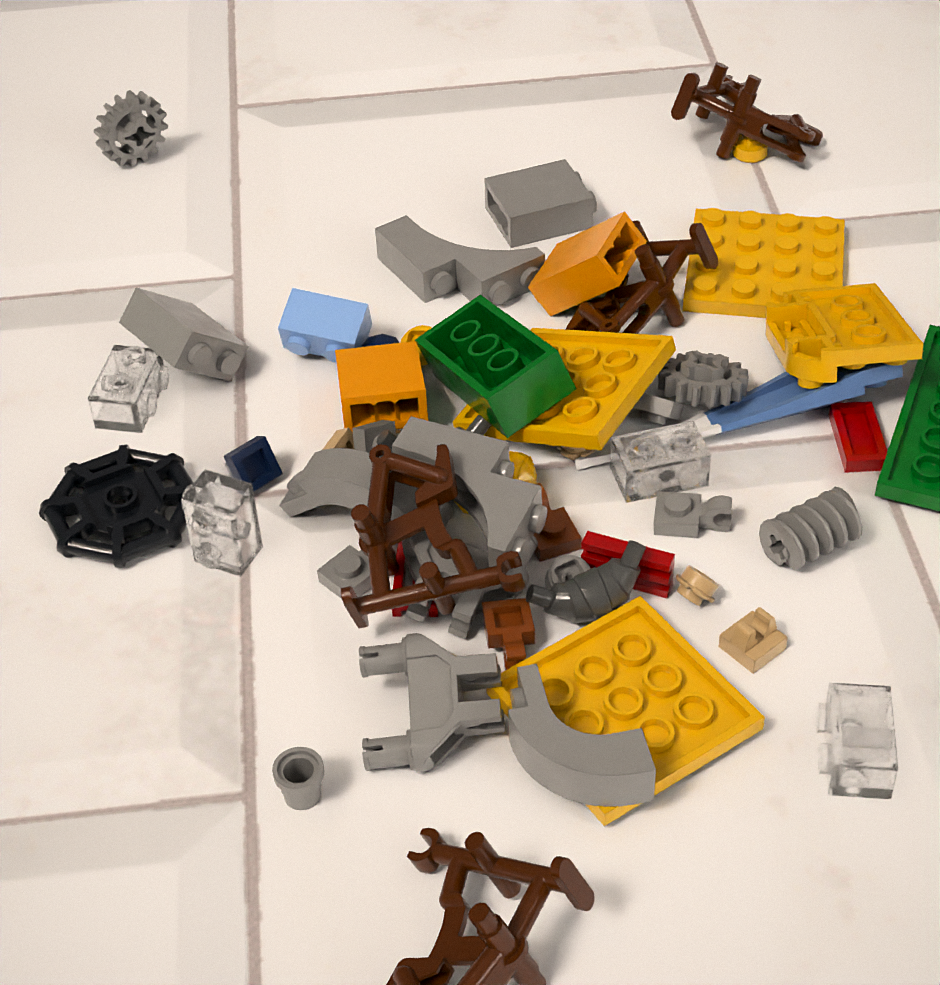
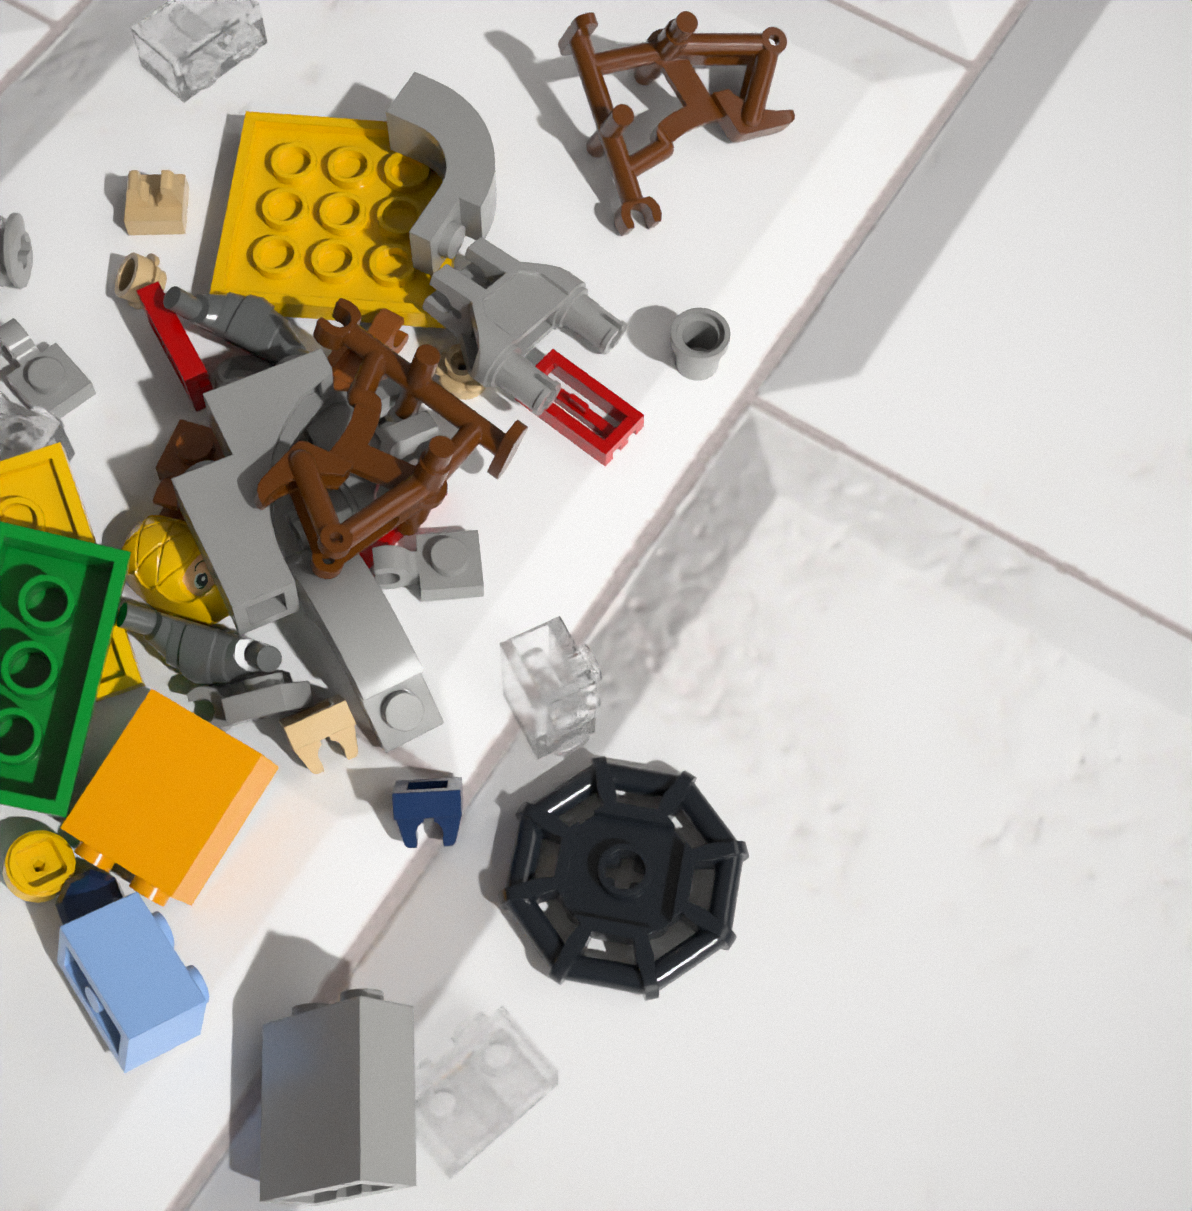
camera: 145 degrees left, 20 degrees up
(353, 711) = (615, 437): none -> red tile

